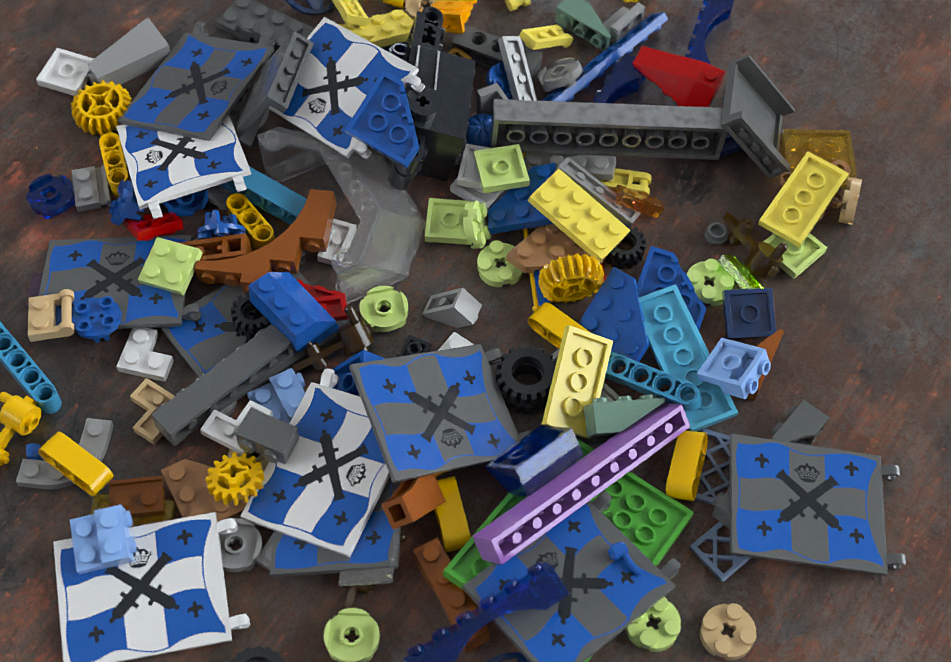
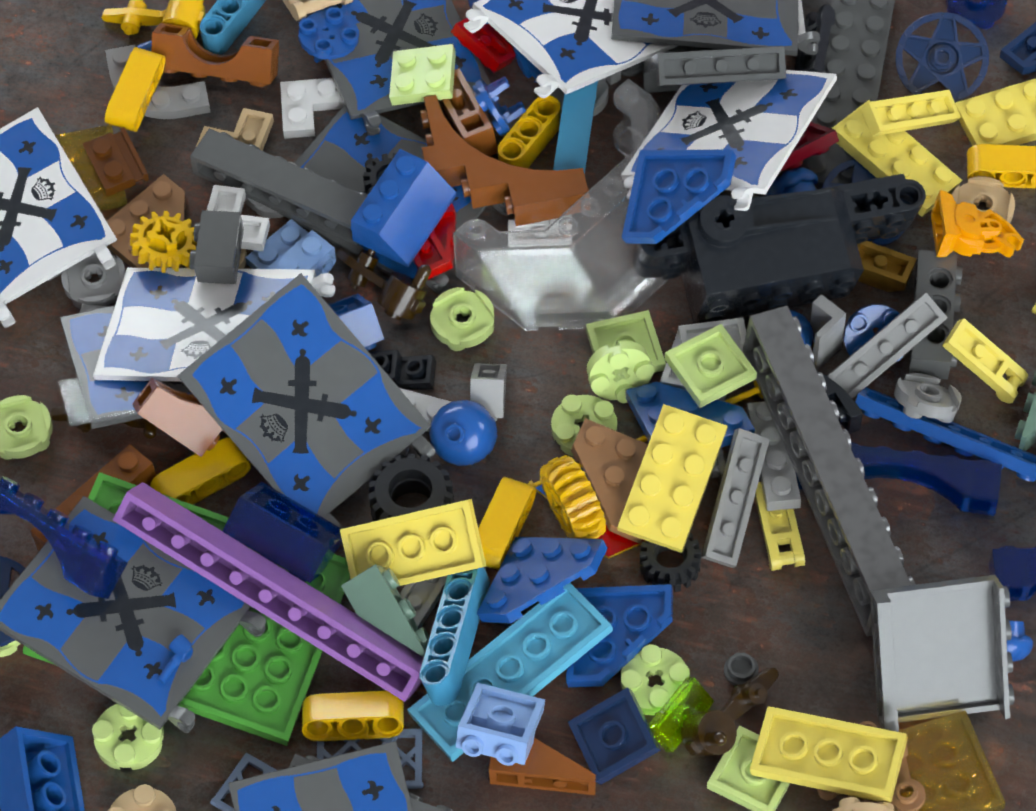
camera: 75 degrees right, 0 degrees up
(90, 377) = (252, 63): none -> dark orange arch
(102, 539) = (49, 147): light blue plate -> none
(486, 327) = (463, 432): none -> blue cylinder
(638, 201) = (750, 554): clear orange slope -> none
(681, 78) = (981, 534): red wedge -> none

